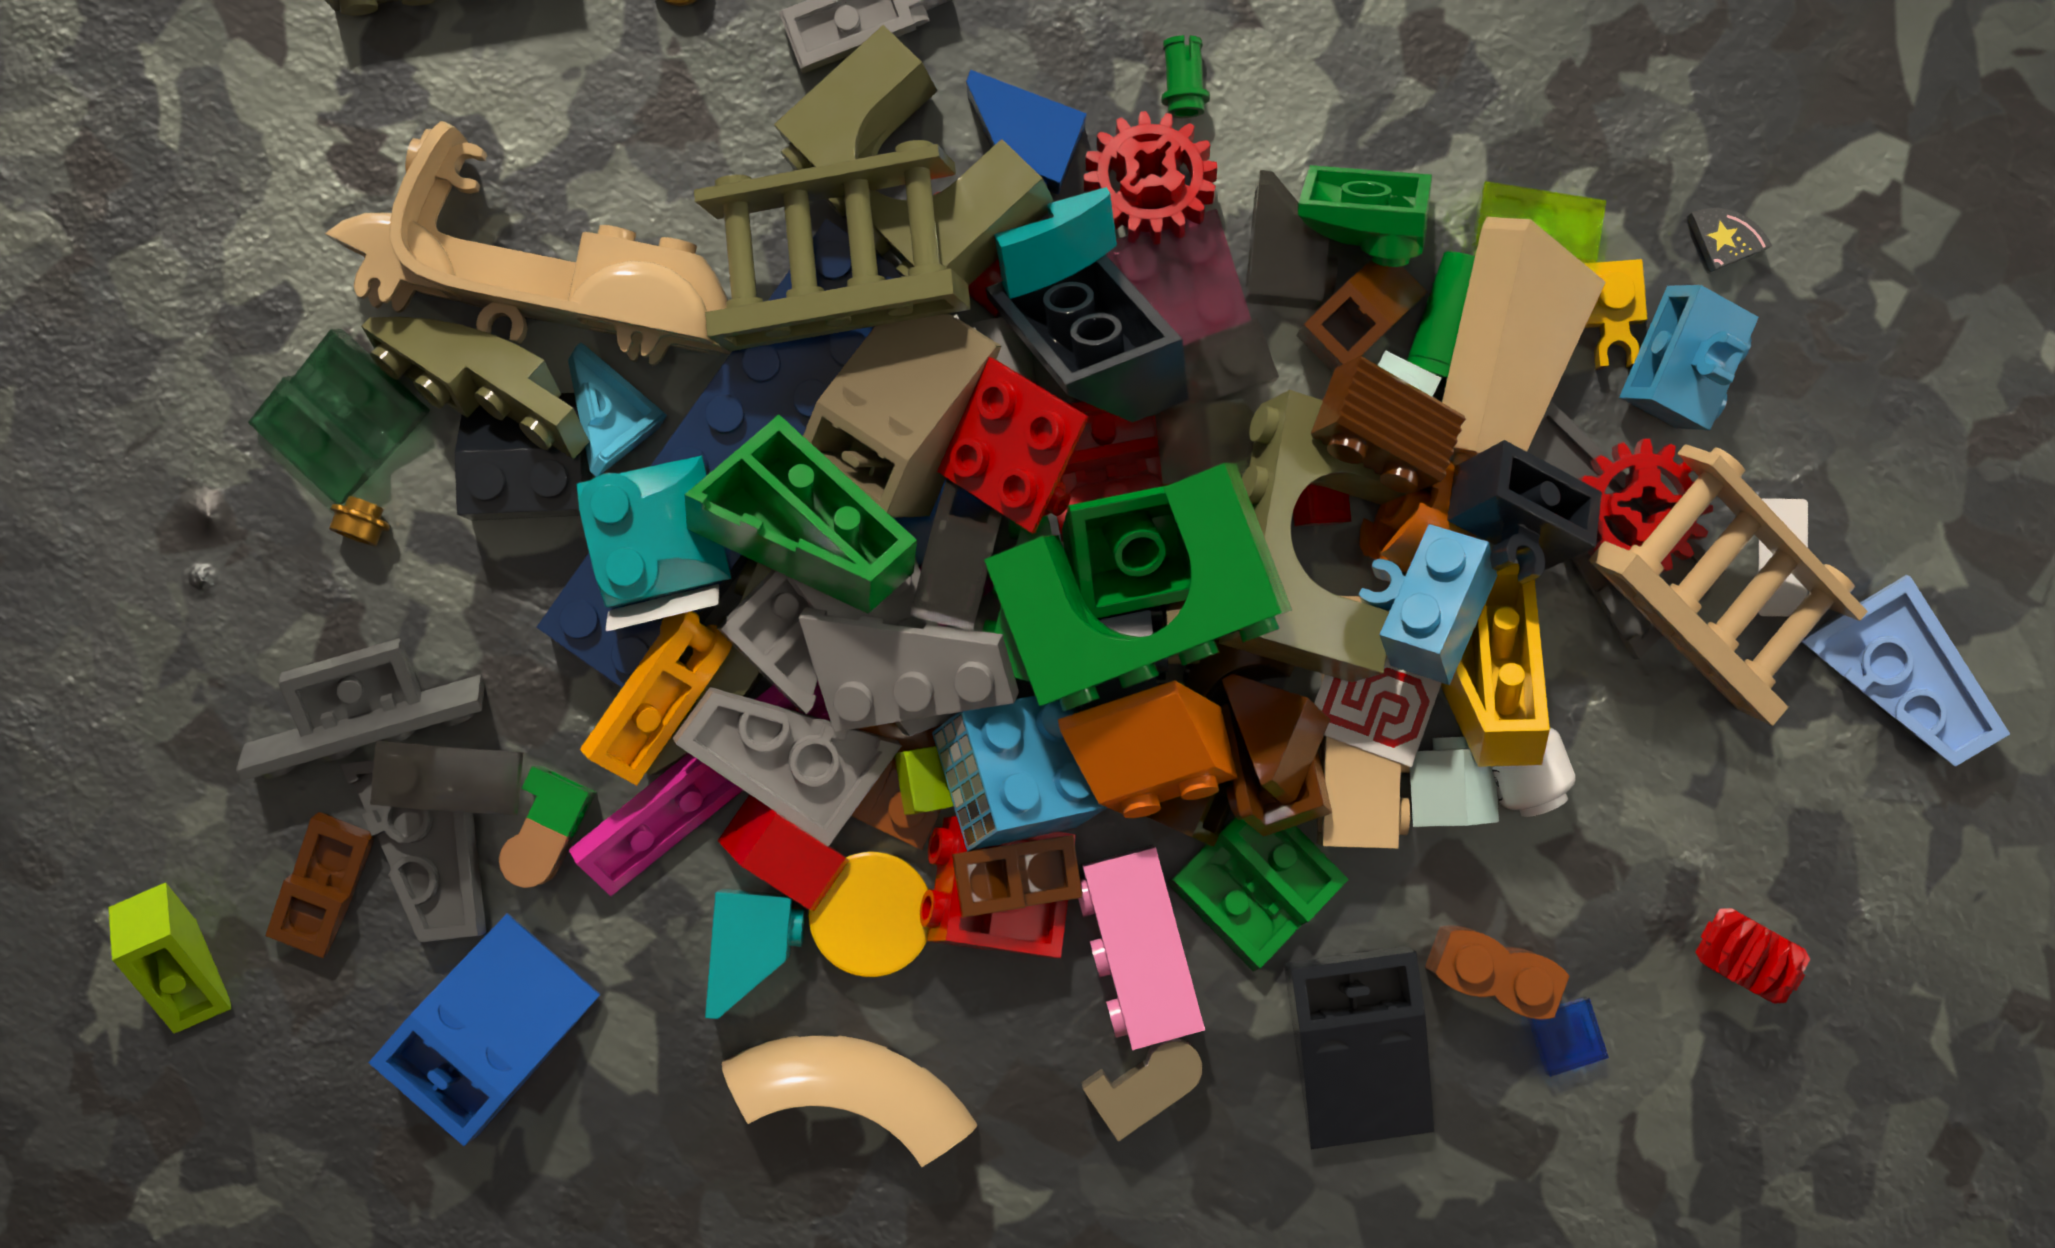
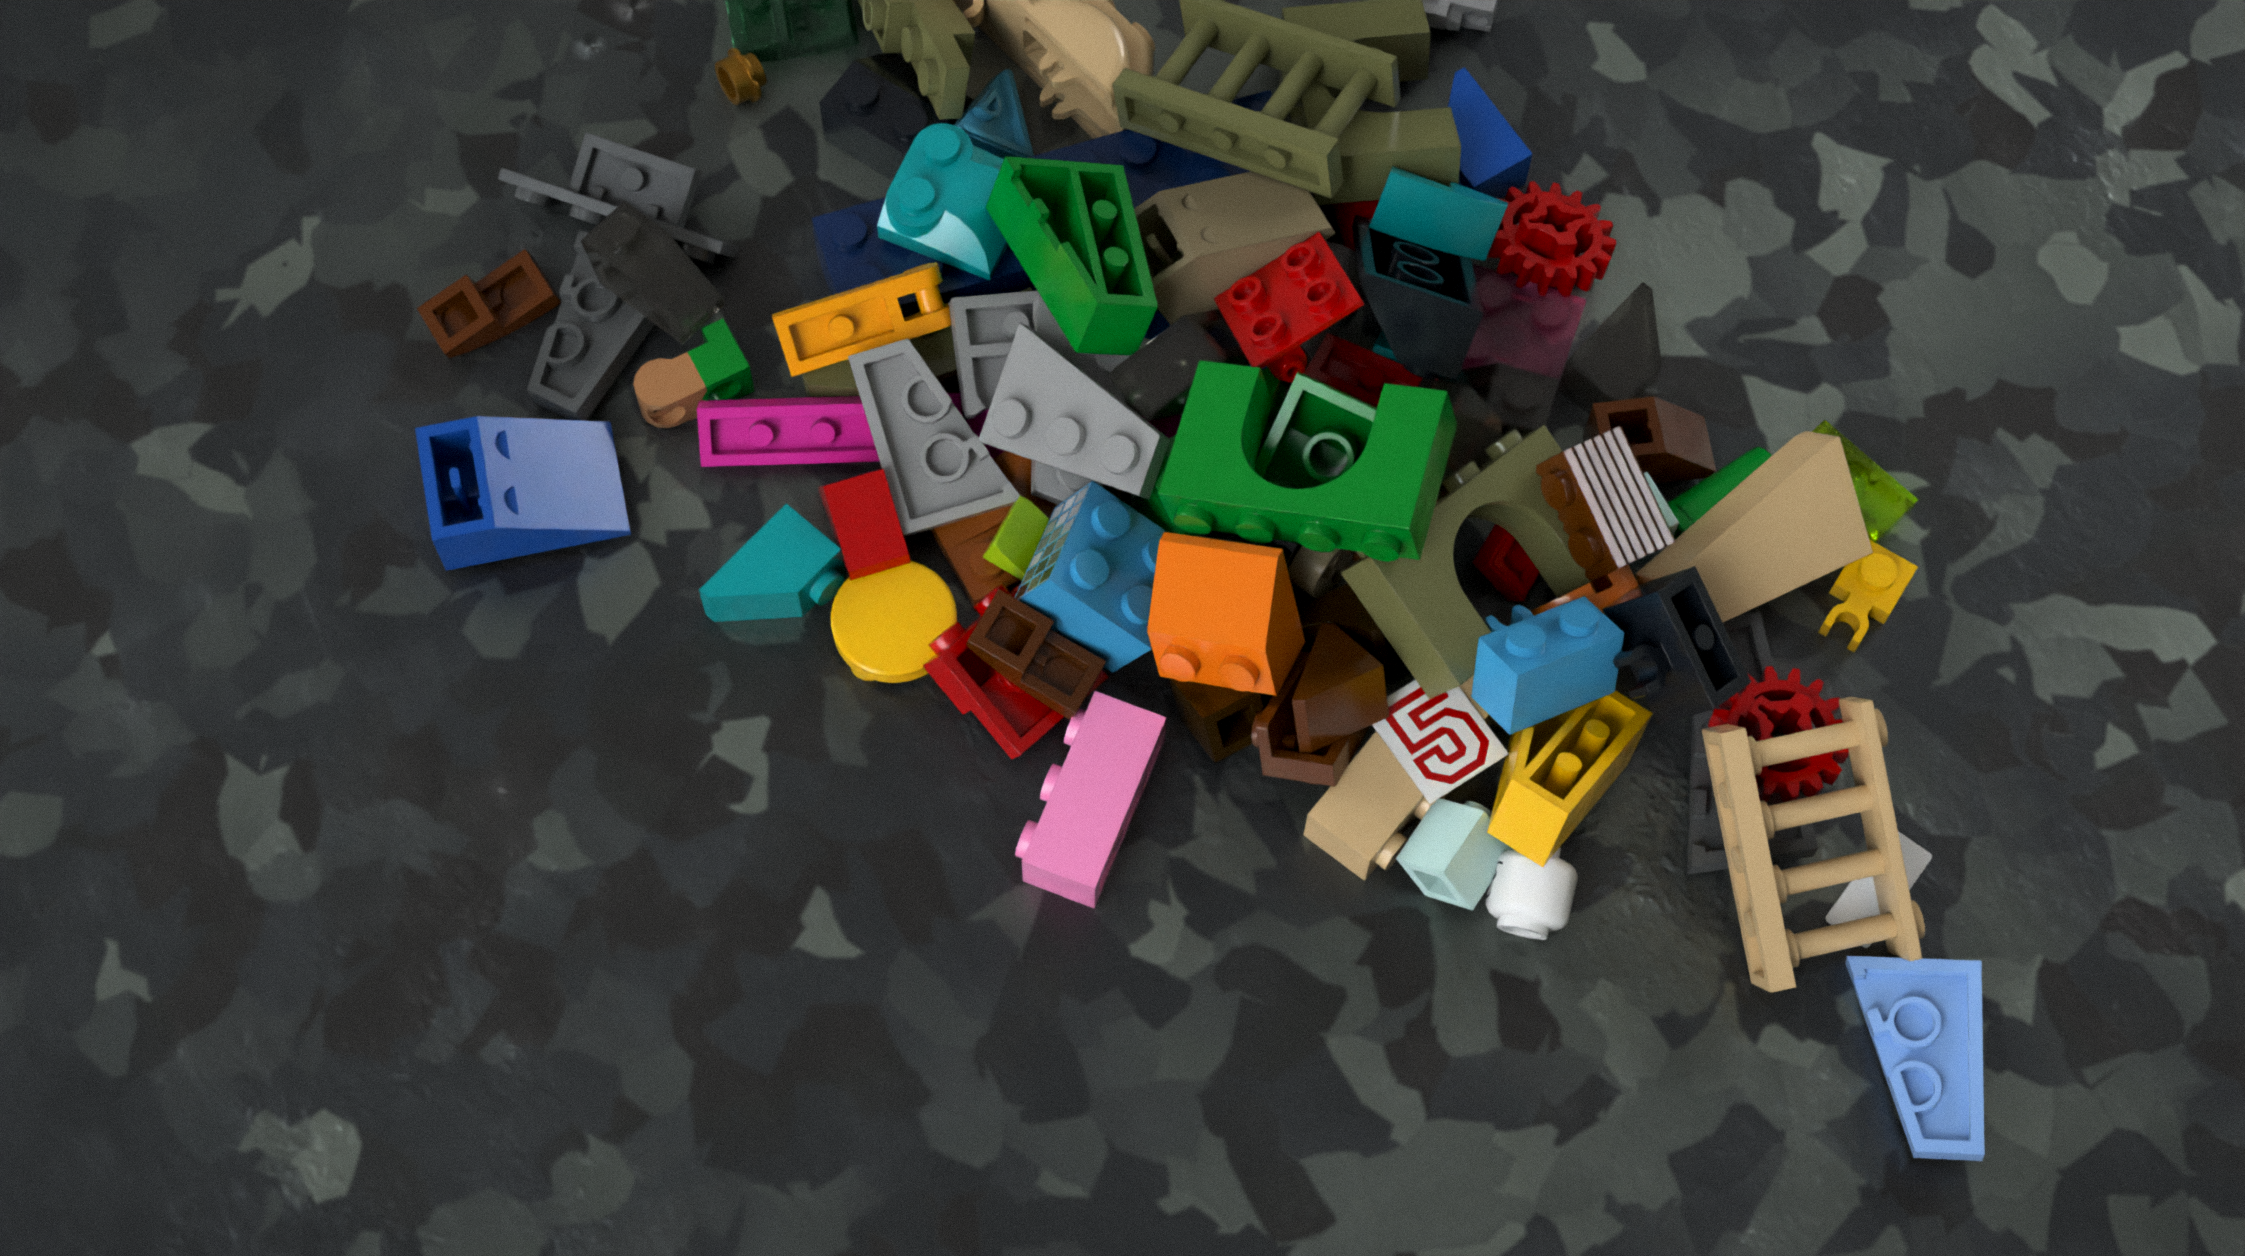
camera: 40 degrees right, 20 degrees down
(166, 958) = (330, 271): lime slope -> none
(662, 607) = (919, 252): white sticker -> none
(854, 1078) = (787, 744): tan brick -> none
(1146, 1089) = (1010, 914): dark tan leg -> none
(1184, 77) = (1627, 199): green pin -> none
(1257, 887) = (1228, 826): green slope -> none
(1361, 1046) = (1216, 1006): black slope -> none
(1369, 209) = (1718, 381): green slope -> none
(1486, 968) = (1391, 1042): dark orange brick -> none
(1569, 1038) = (1403, 1142): clear blue tile -> none
(1689, 357) = (1908, 659): dark azure brick -> none
(1726, 236) = (2005, 602): dark grey tile -> none
(1752, 956) = (1617, 1173): red gear -> none

